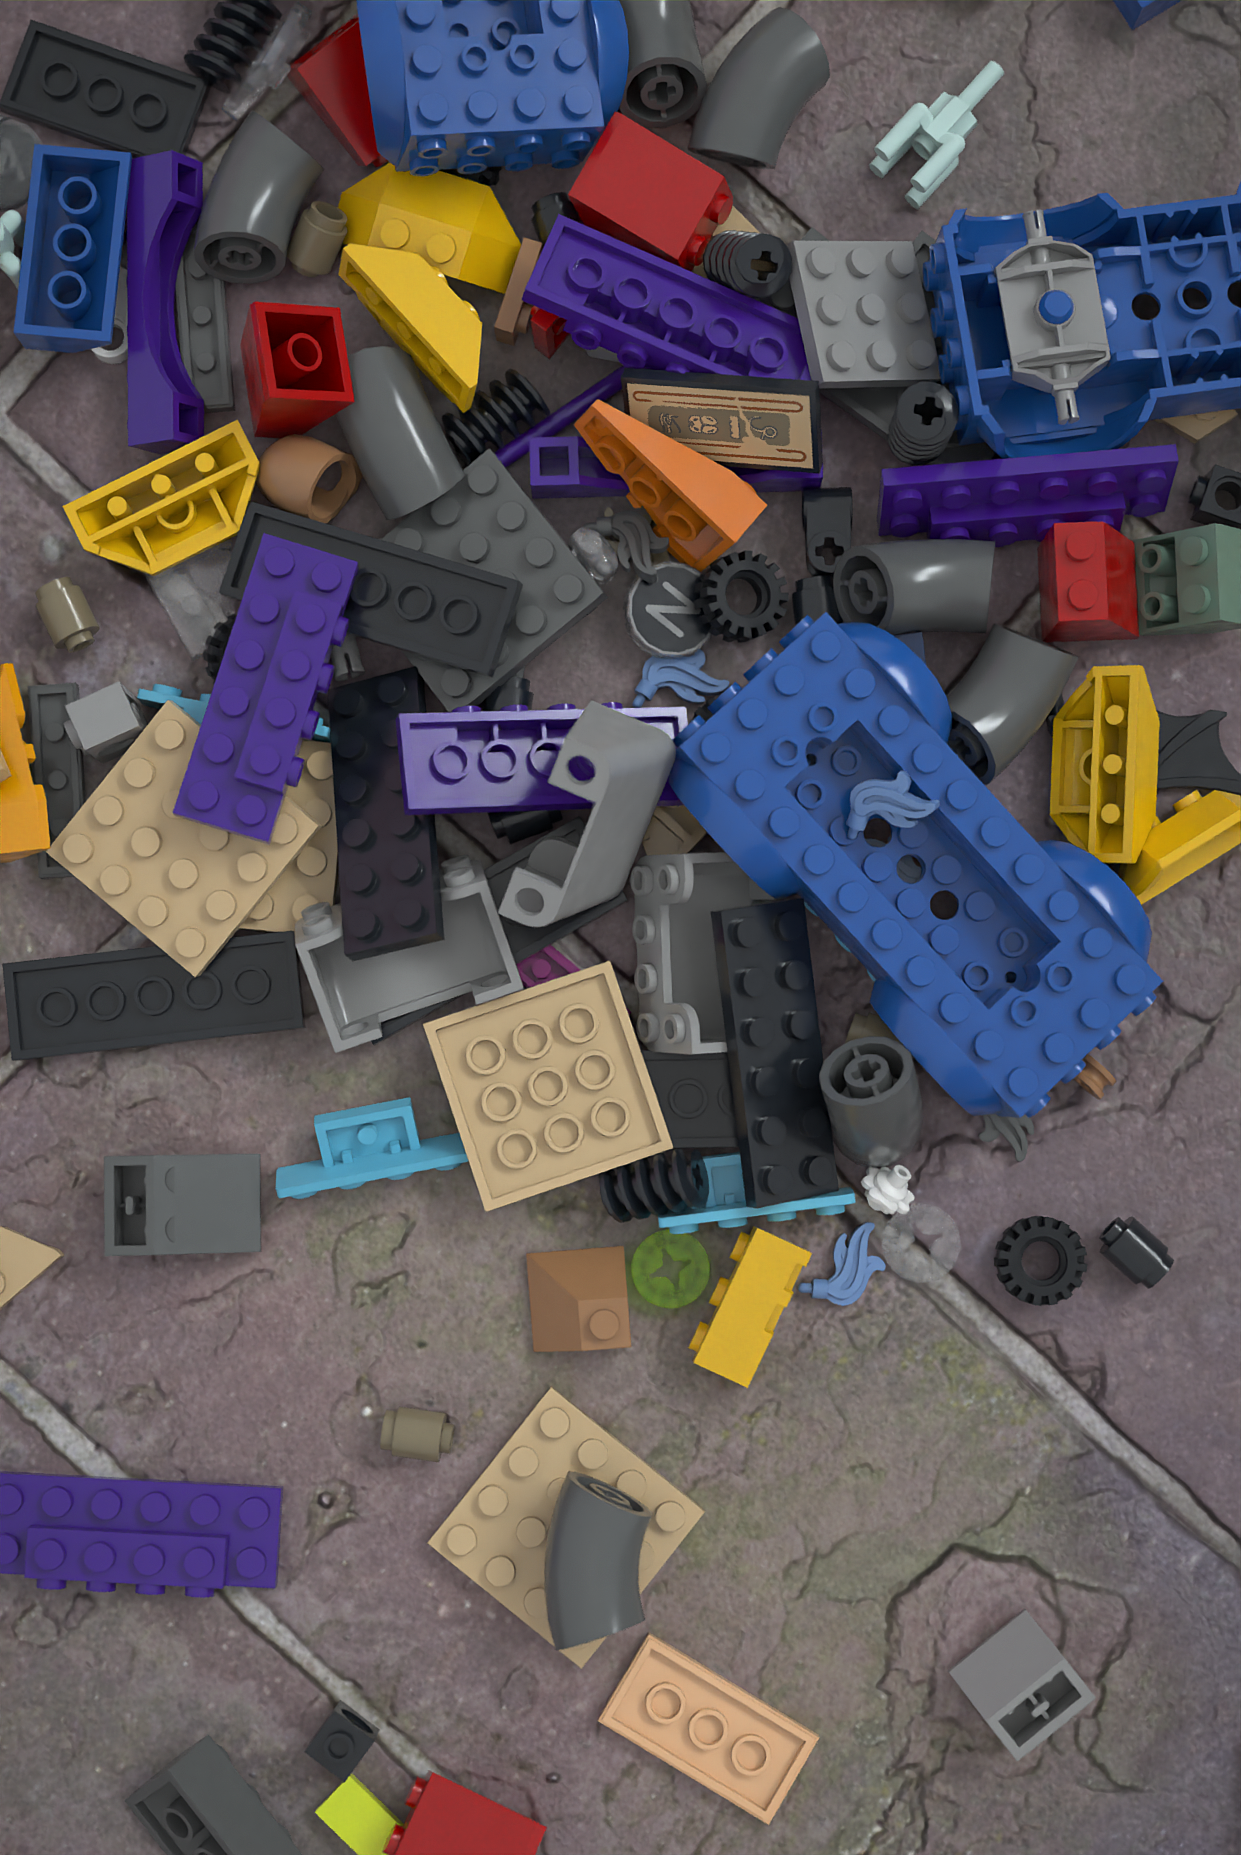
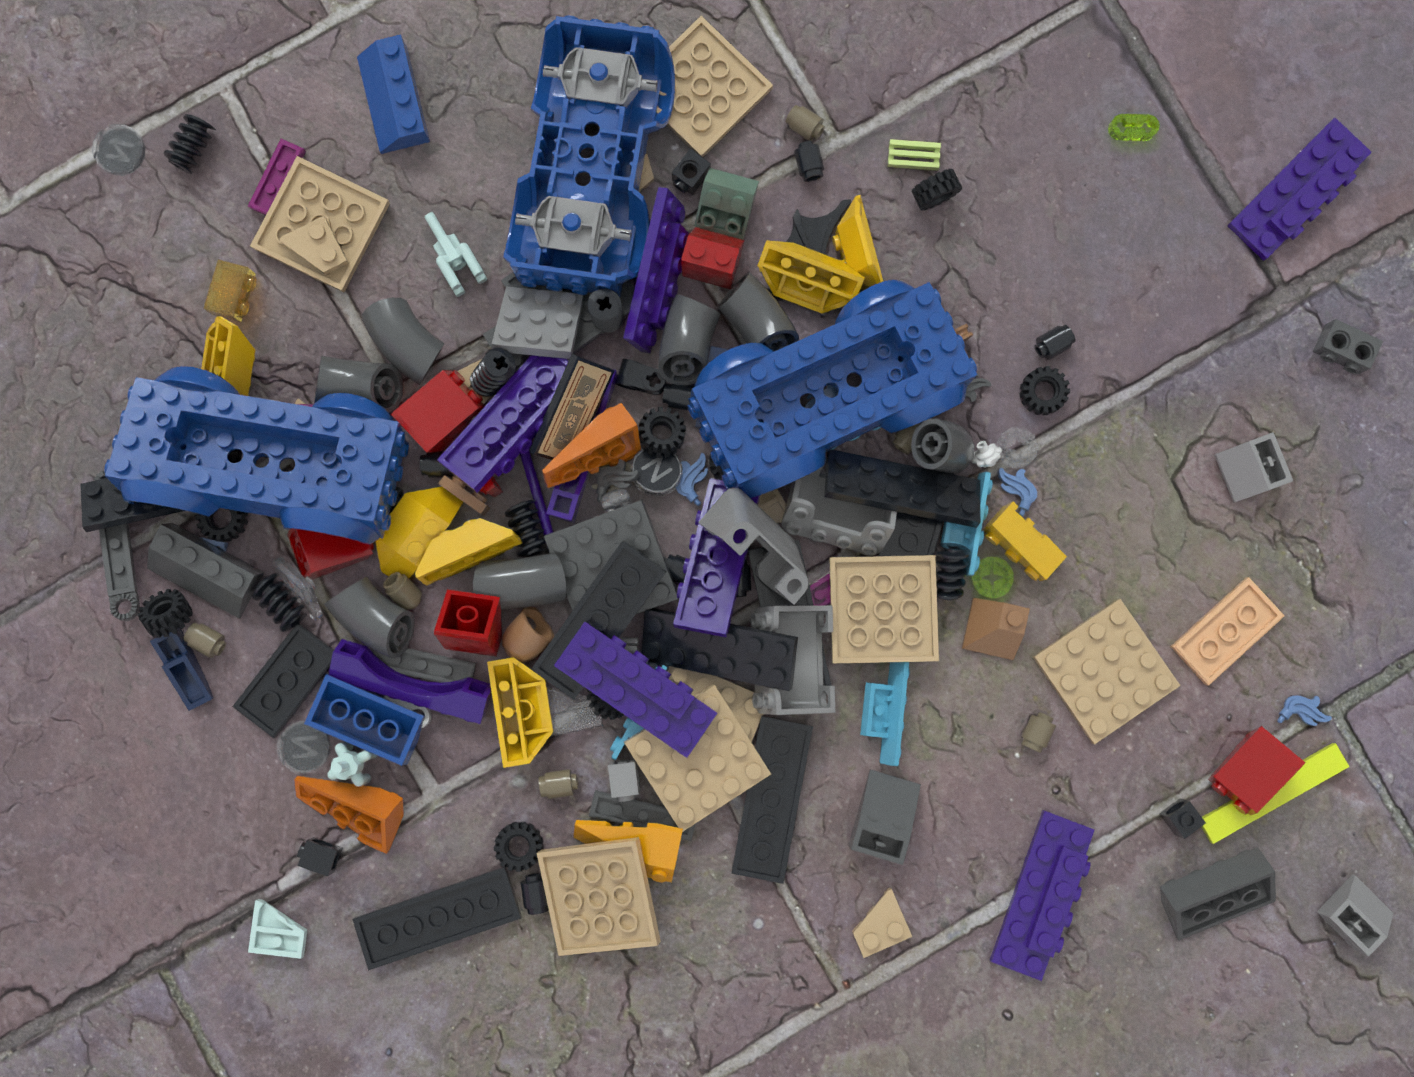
camera: 75 degrees left, 0 degrees up
(593, 1561) = (1134, 661): dark grey brick -> none
(889, 800) = (797, 388): medium blue piece -> none

